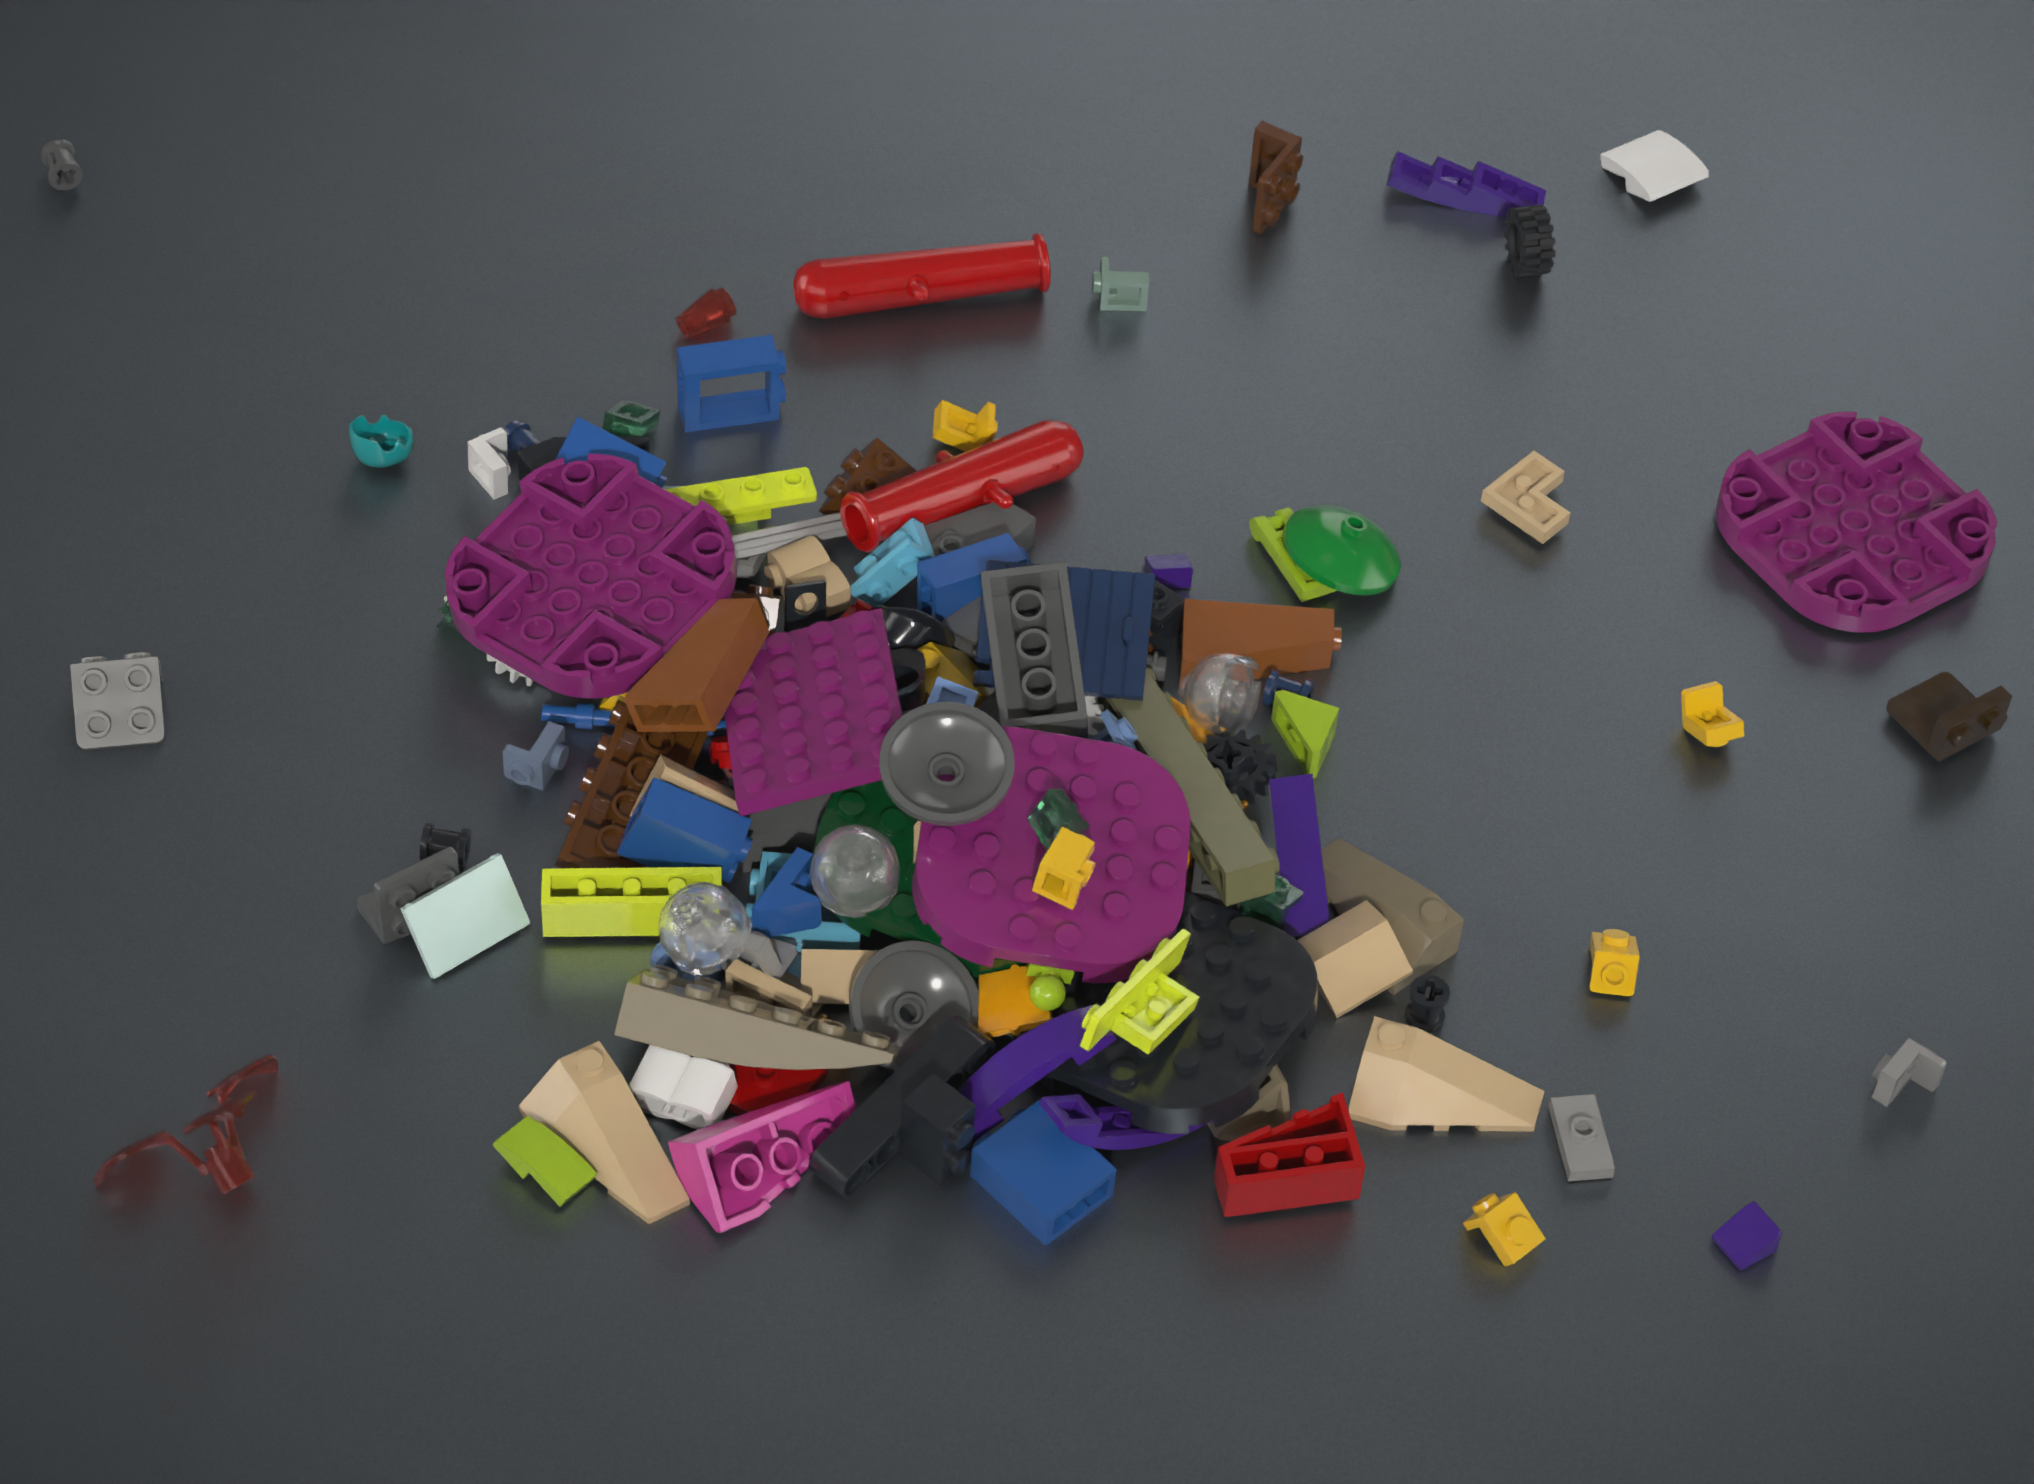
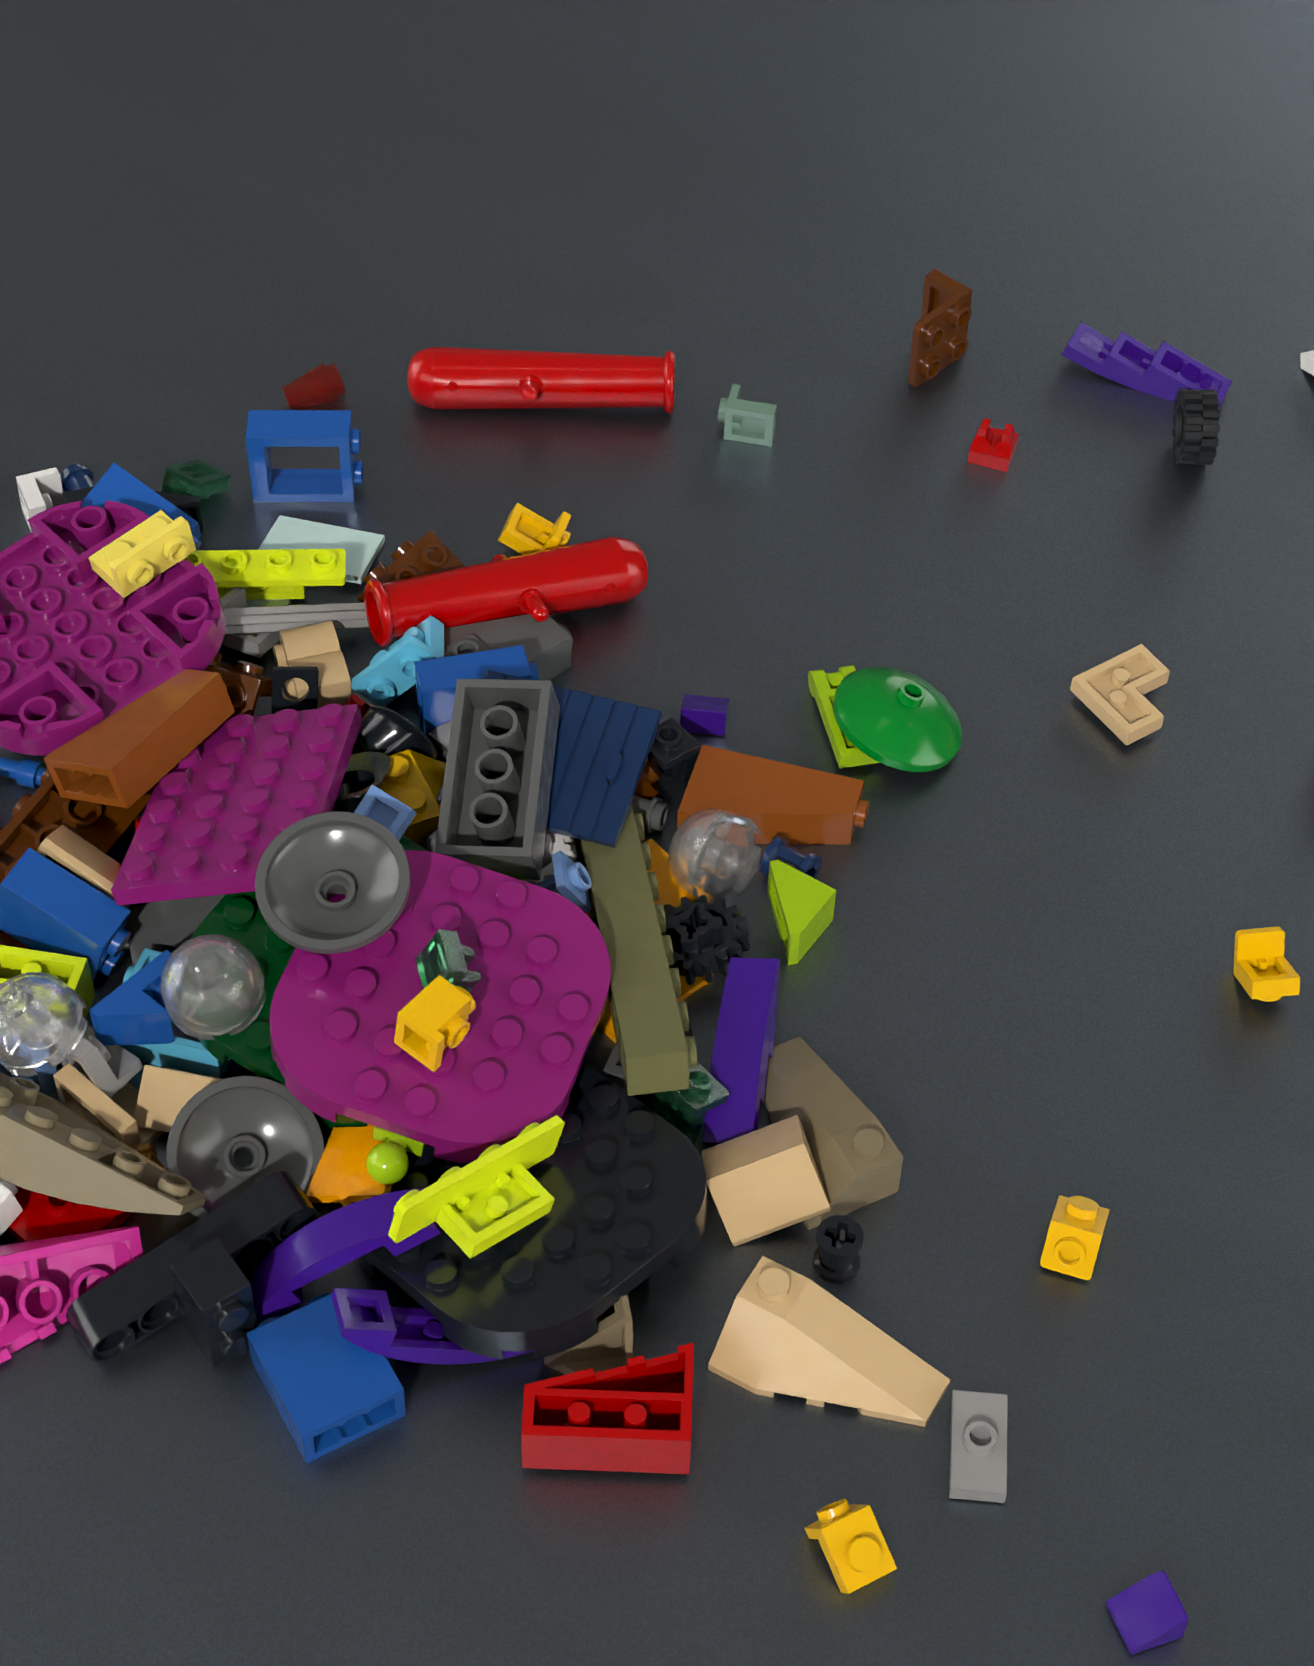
camera: 15 degrees right, 0 degrees up
(641, 498) = (143, 553): none -> light yellow bracket
(744, 459) = (297, 533): none -> light aqua piece
(1349, 283) = (993, 446): none -> red tile

